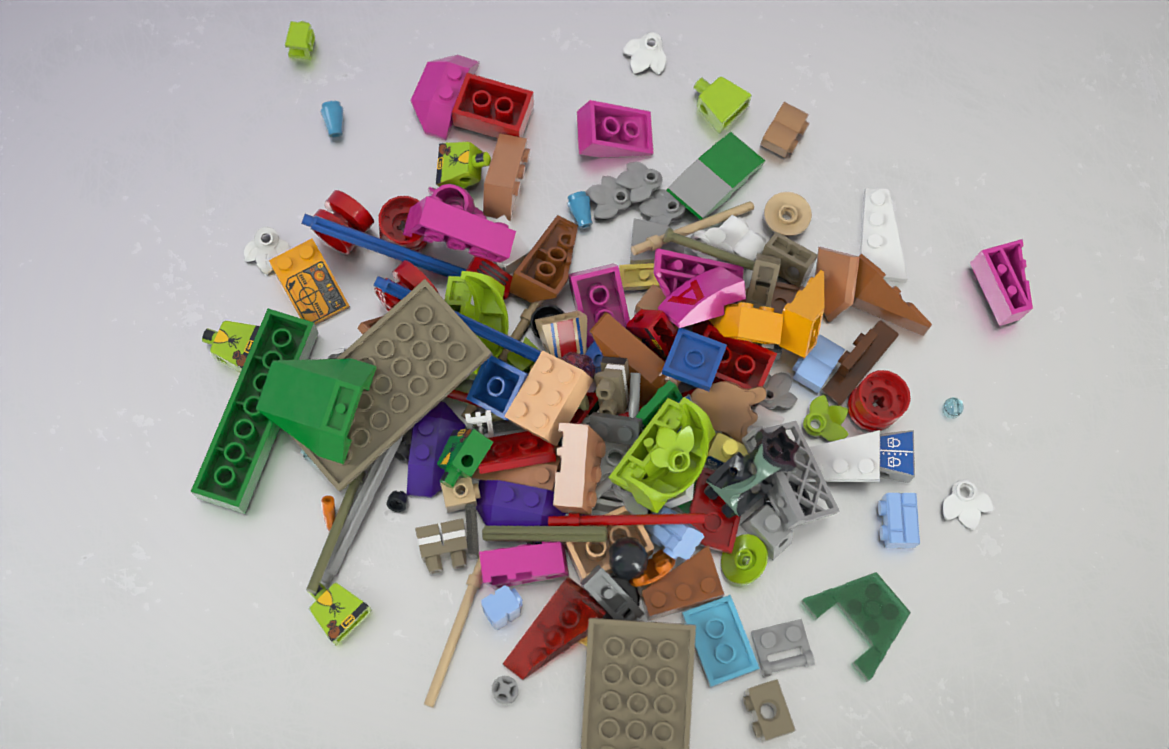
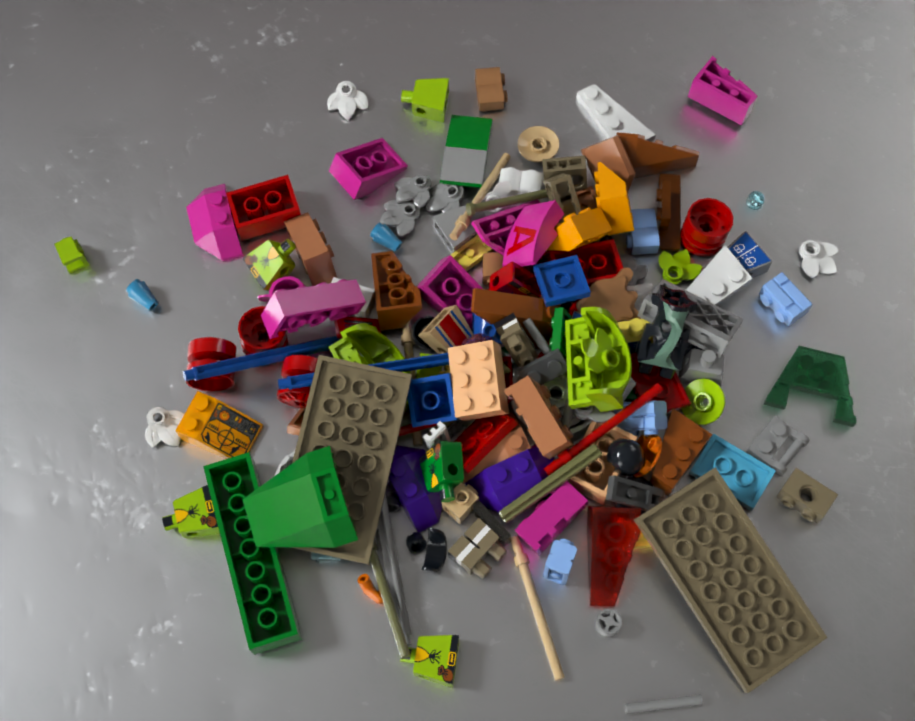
camera: 30 degrees left, 5 degrees down
(407, 522) = (436, 550): none -> black helmet

